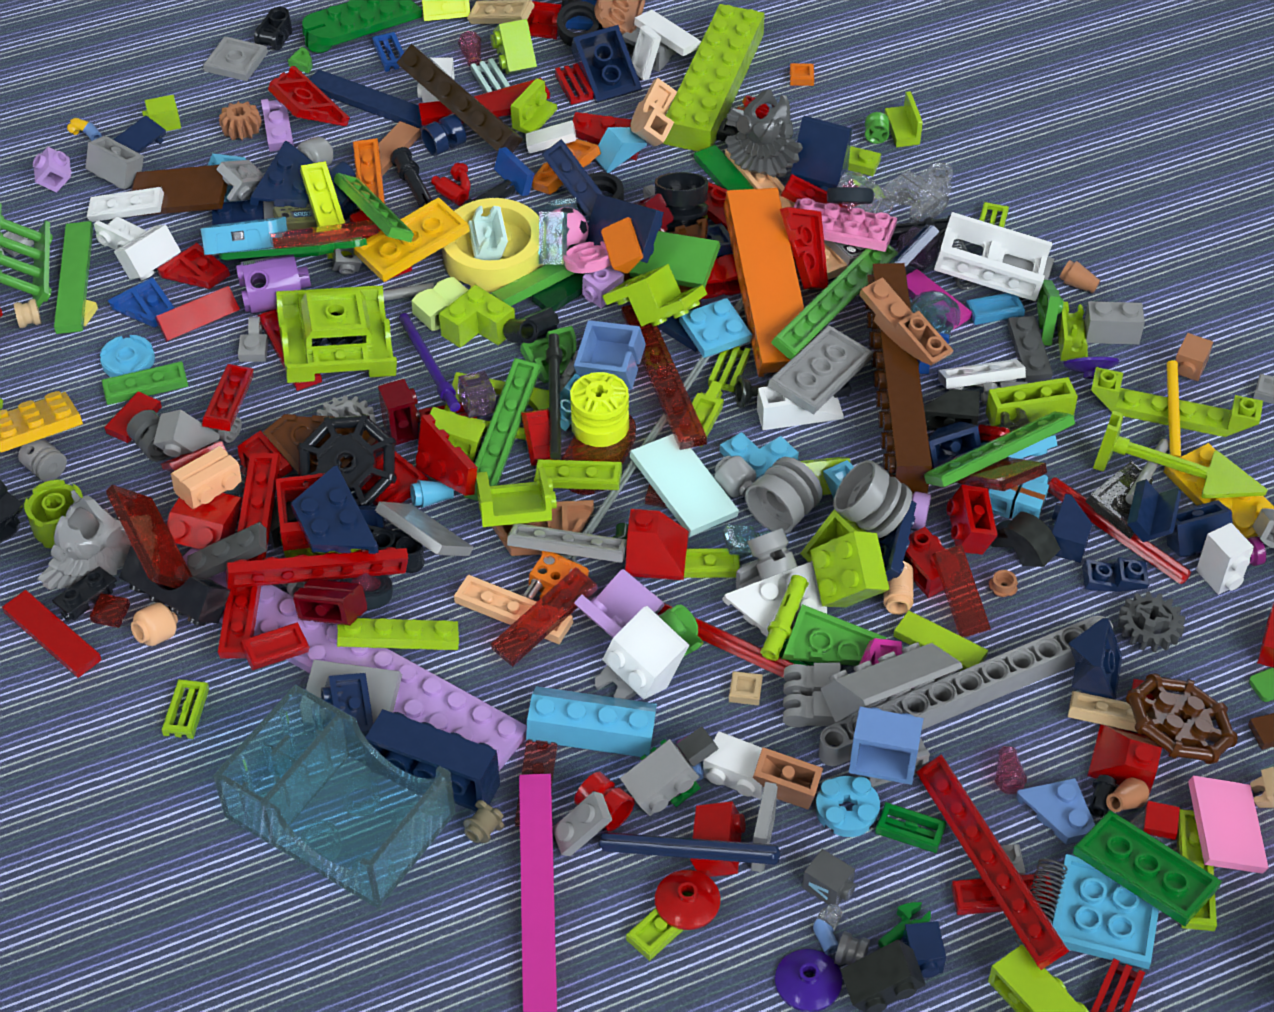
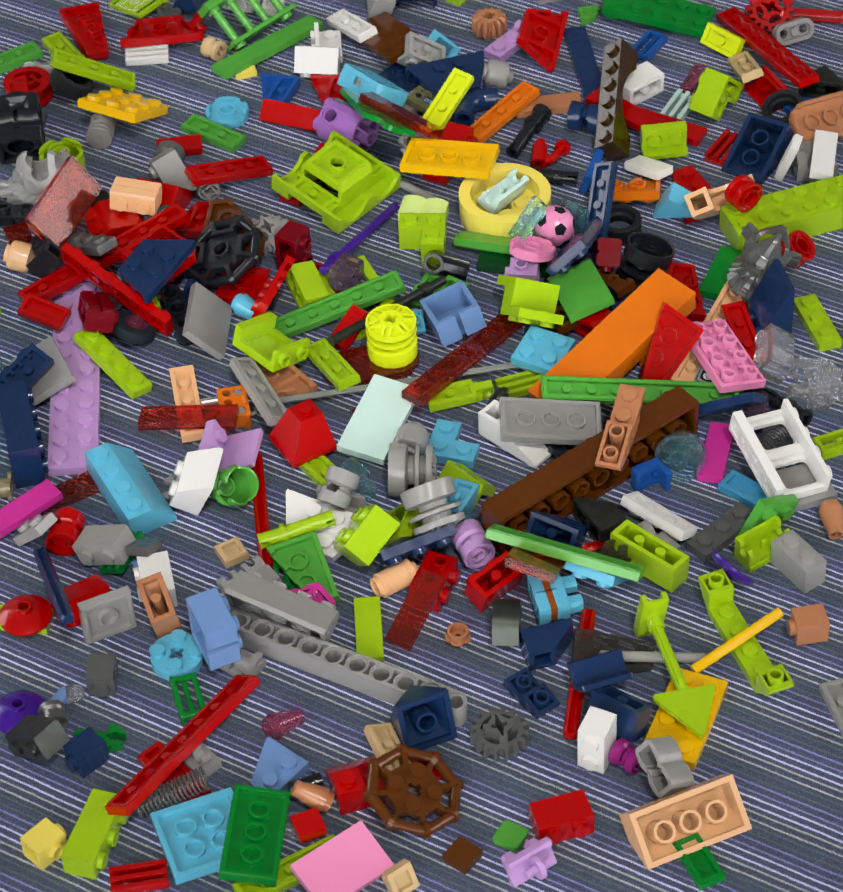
camera: 55 degrees right, 5 degrees down
(255, 344) = (291, 155): light grey plate -> none
(373, 207) = (454, 122): bright green tile -> none
(622, 245) = (549, 253): orange slope -> none
(681, 94) = (743, 193): none -> red wheel
(850, 195) = (742, 337): black wheel -> none

